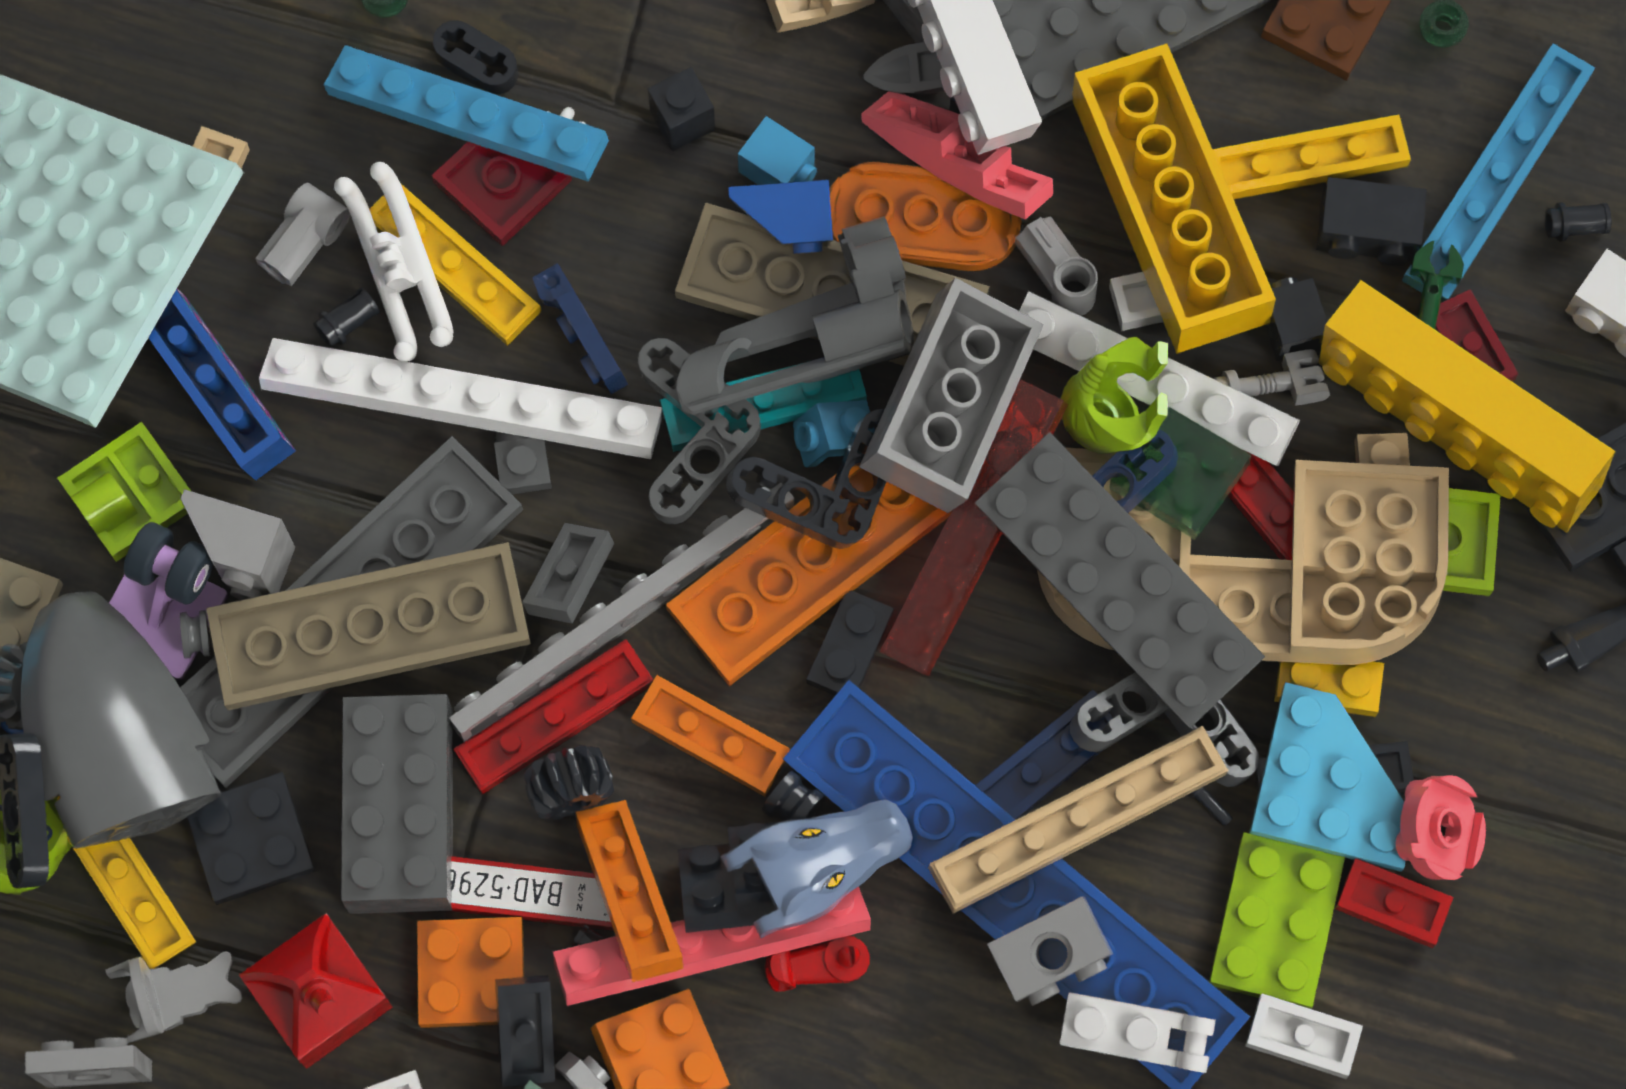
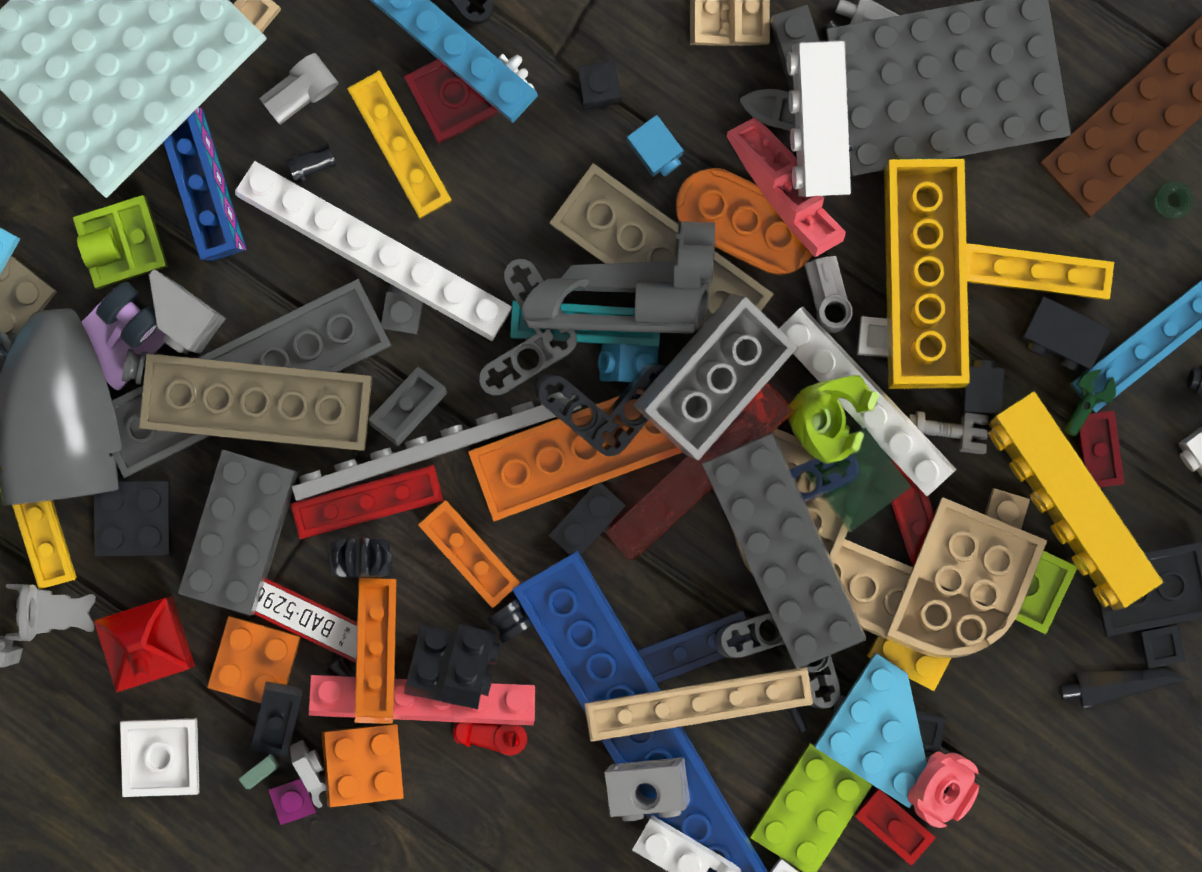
camera: 15 degrees right, 15 degrees up
(397, 261) = (359, 137): white piece -> none
(577, 325) = (473, 224): dark blue hinge -> none
(789, 212) = (646, 196): blue slope -> none
(820, 859) = (510, 675): sand blue animal -> none

